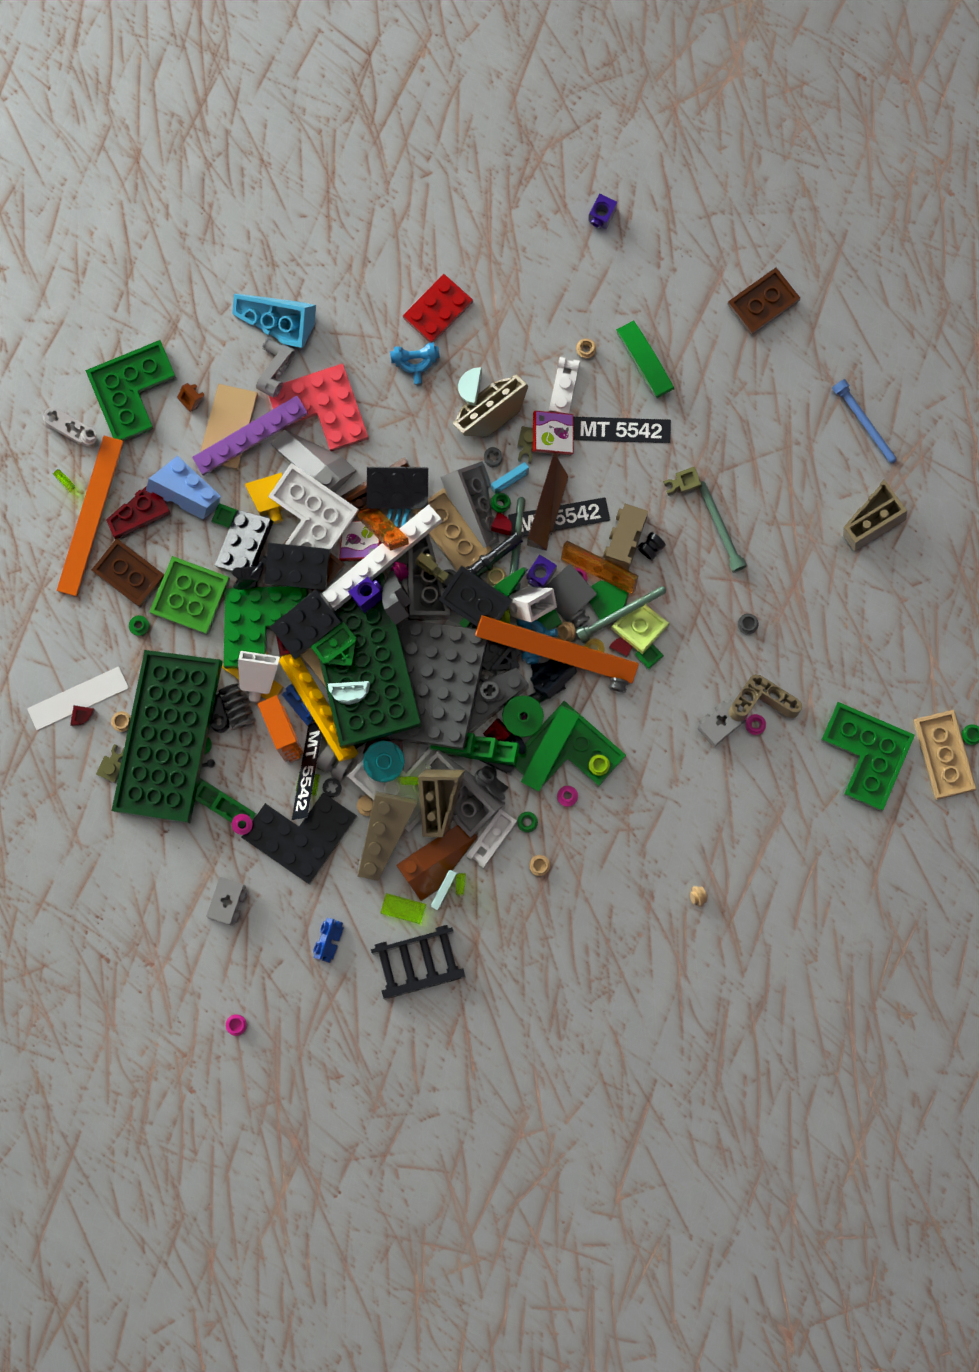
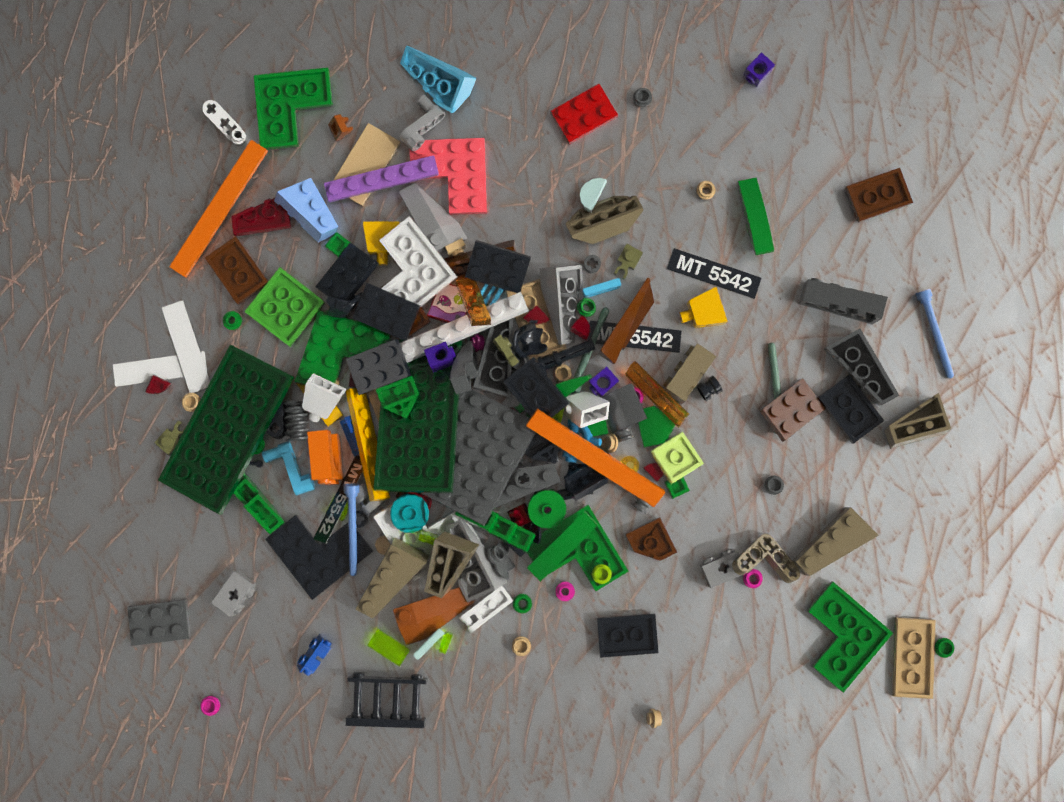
camera: 15 degrees right, 5 degrees up
(64, 480) = (205, 169): clear neon green tile -> none
(98, 667) = (186, 346): none -> white sticker
(156, 956) = (159, 622): none -> dark grey plate
(241, 817) = (268, 523): dark pink plate -> none
(261, 769) = (299, 483): none -> medium azure beam
(317, 757) = (351, 491): none -> medium blue piece
(347, 483) = (455, 248): none -> tan plate
(349, 692) = (397, 442): light aqua tile -> none
(428, 354) = (537, 149): dark azure piece -> none
(452, 526) = (536, 314): none -> dark red tile
(452, 551) = (530, 339): none -> black helmet
(492, 274) = (642, 97): none -> dark grey plate
(553, 433) = (652, 258): tile -> none
(564, 386) = (675, 219): white plate -> none
(586, 632) = (627, 448): sand green piece -> none
(622, 469) = (705, 310): none -> yellow torso
(640, 717) = (652, 540): none -> reddish brown plate
(645, 820) = (627, 635): none -> black plate
(686, 481) = (759, 338): olive plate -> none
(742, 541) = (792, 409): none -> plate
(759, 417) = (843, 301): none -> dark grey wedge
(796, 473) = (861, 363): none -> dark grey wedge
(802, 523) = (850, 409): none -> black plate
(830, 656) = (836, 540): none -> dark tan wedge

